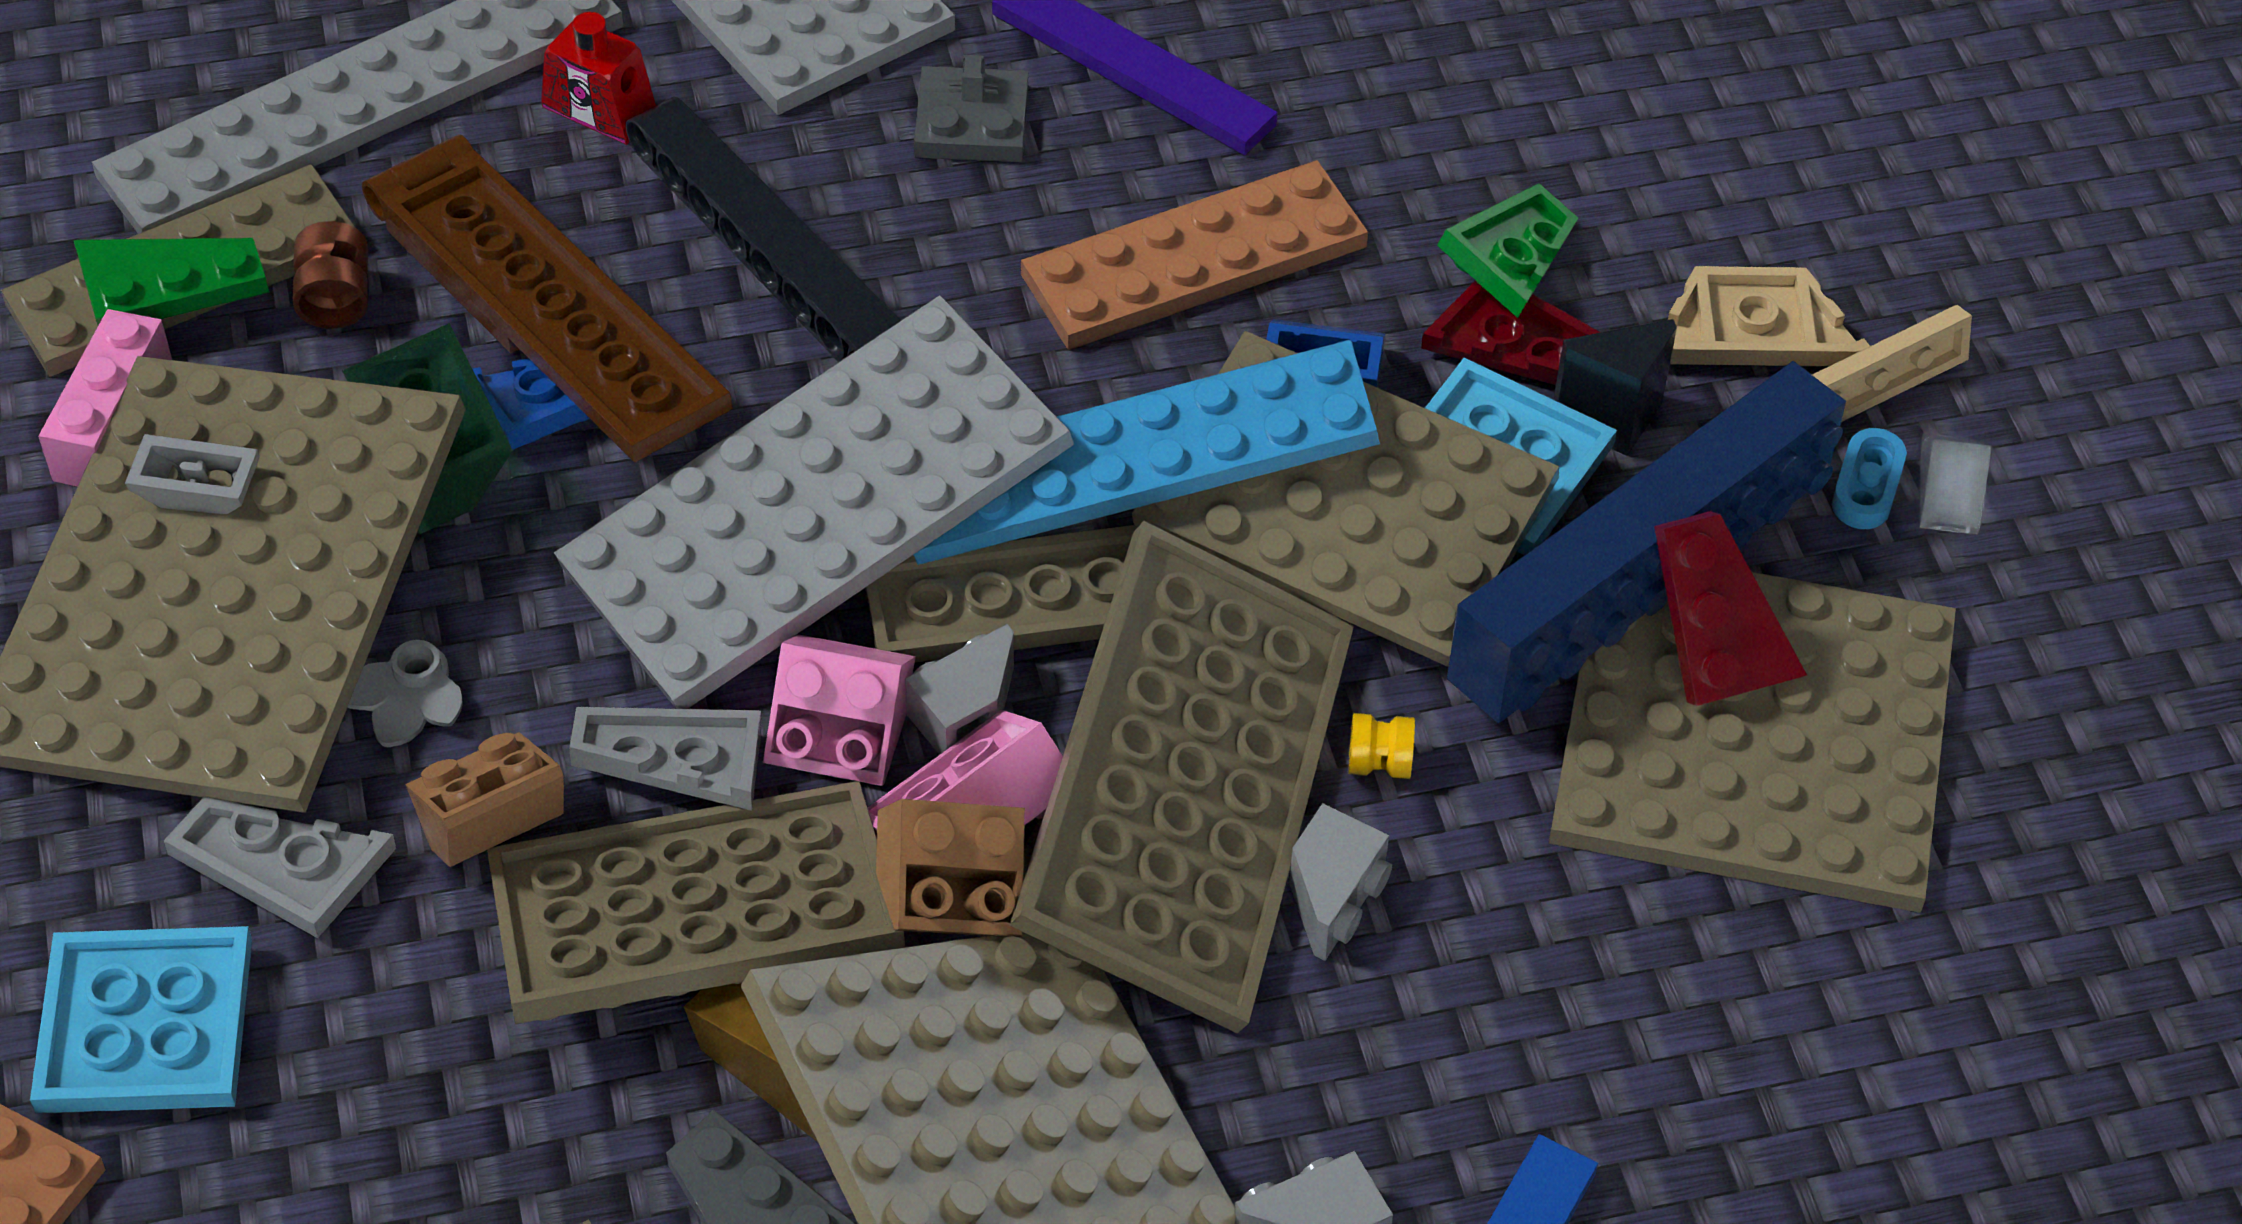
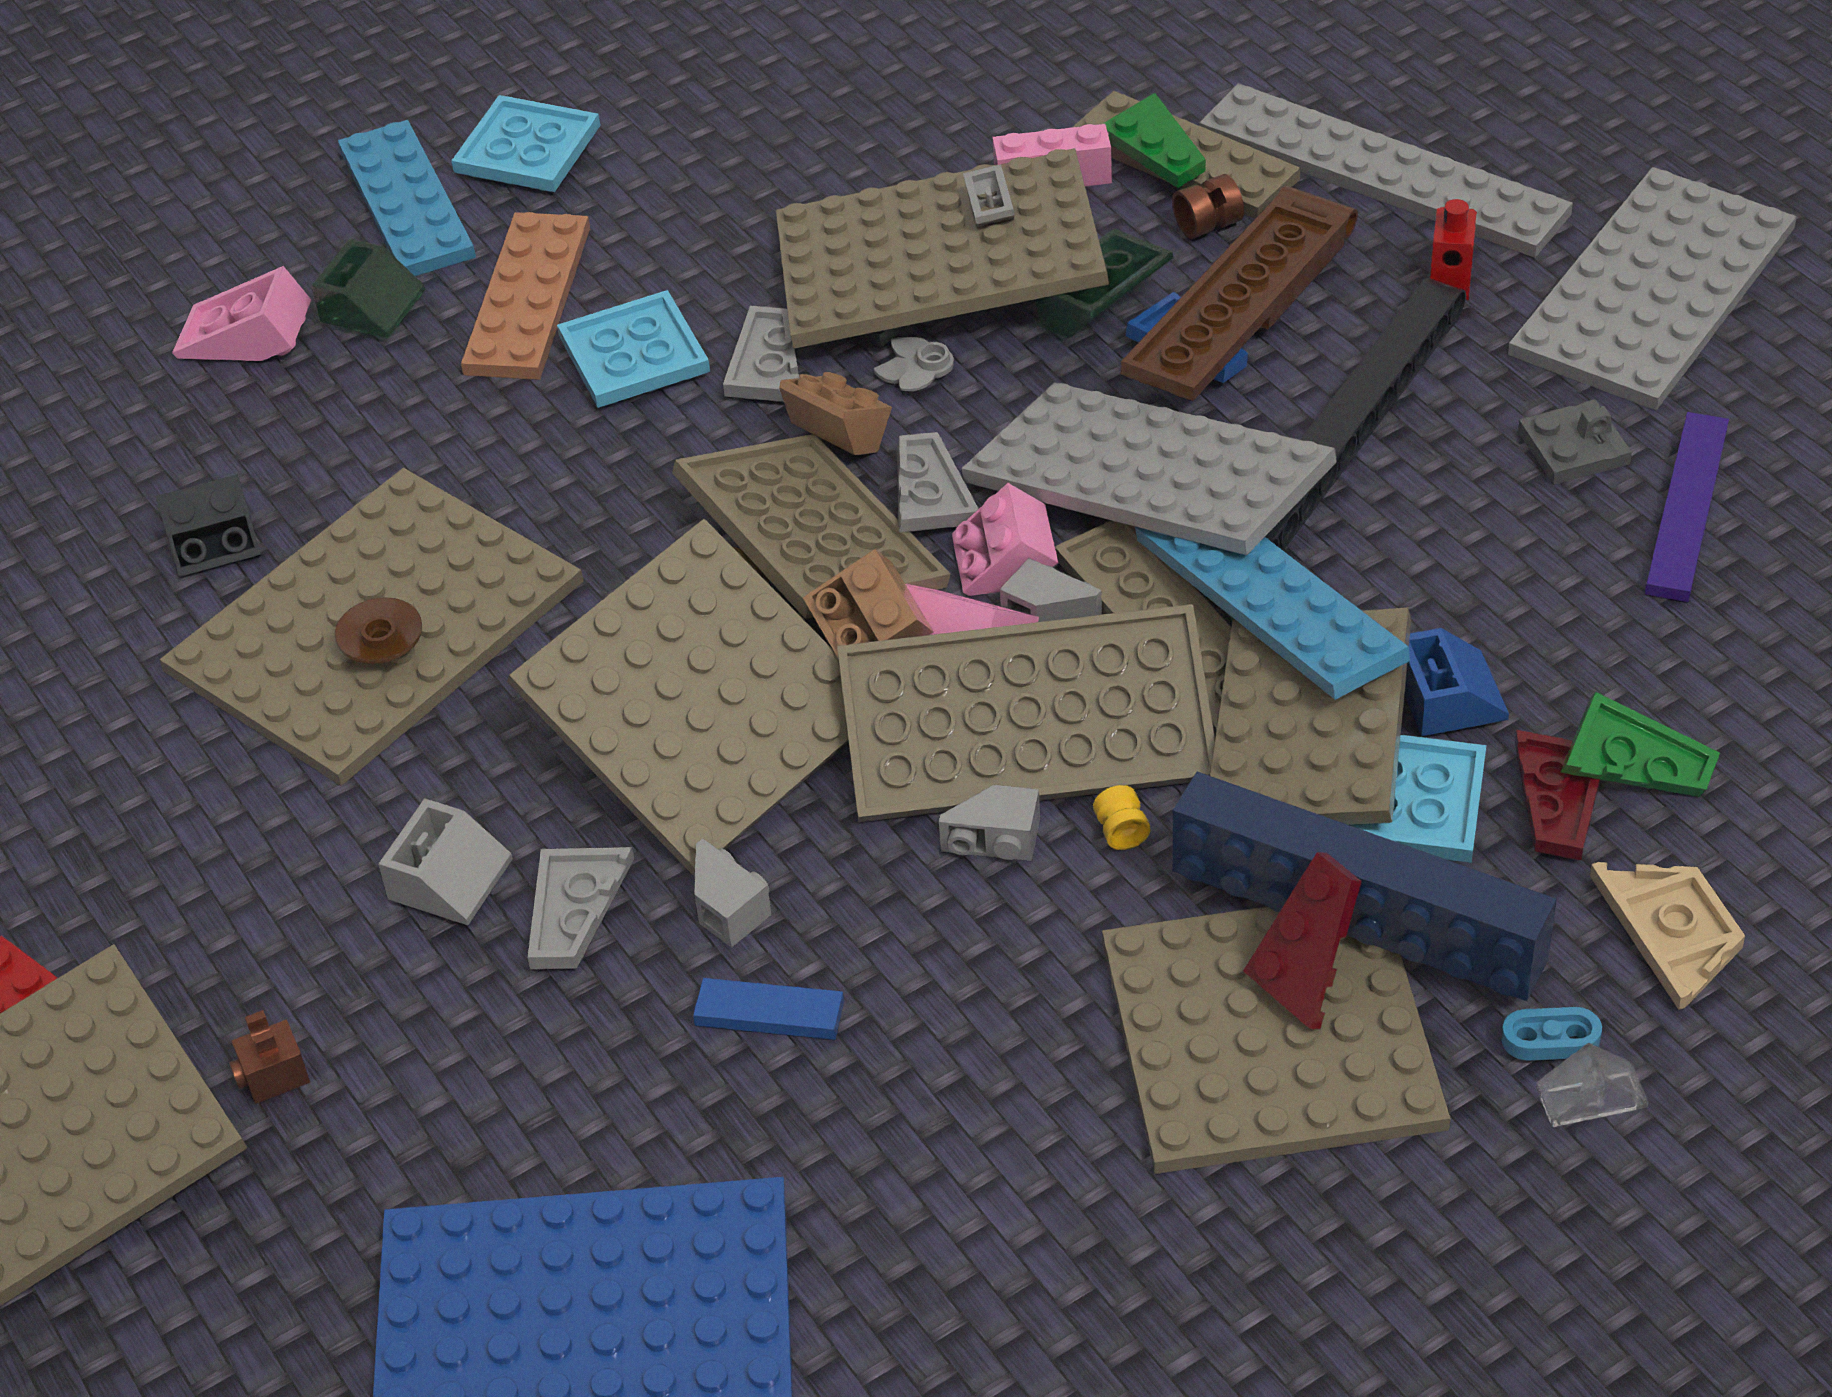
camera: 75 degrees right, 5 degrees down
(1193, 254) = (1525, 596): nougat plate -> none
(1617, 377) = (1533, 843): black slope -> none
(1900, 361) = (1660, 1008): tan plate -> none

